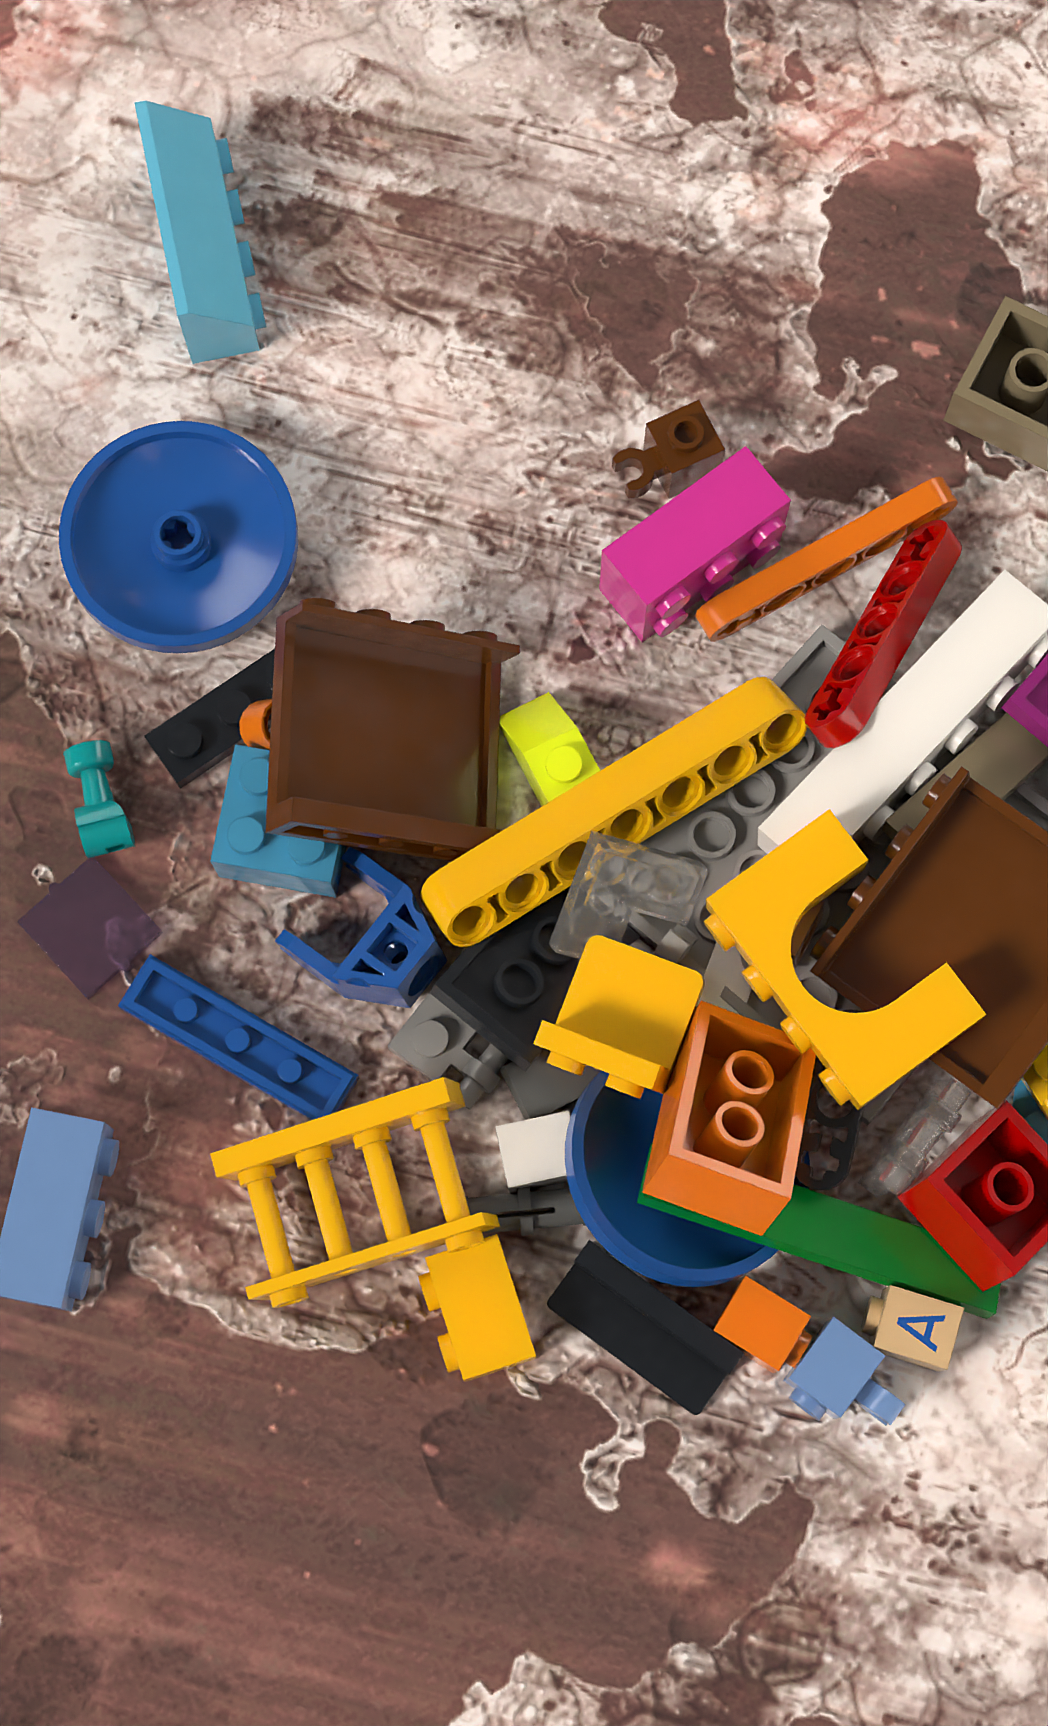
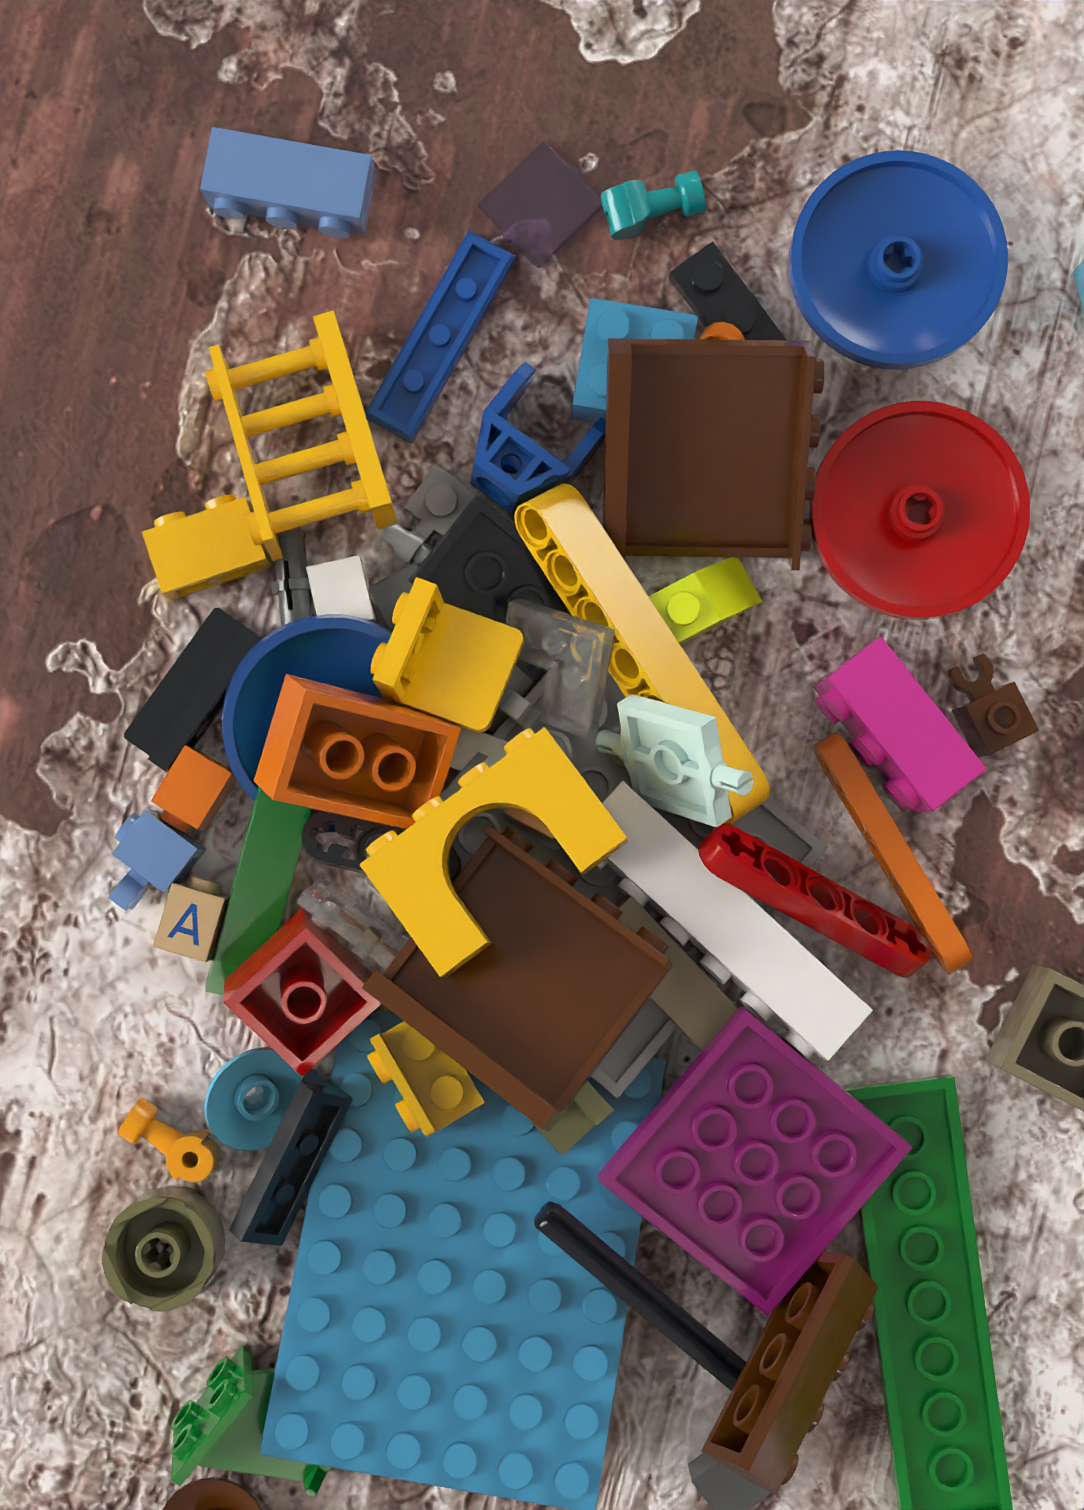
camera: 90 degrees right, 10 degrees up
(456, 519) = (919, 510): none -> red dish
(736, 768) = (675, 759): none -> light aqua plate

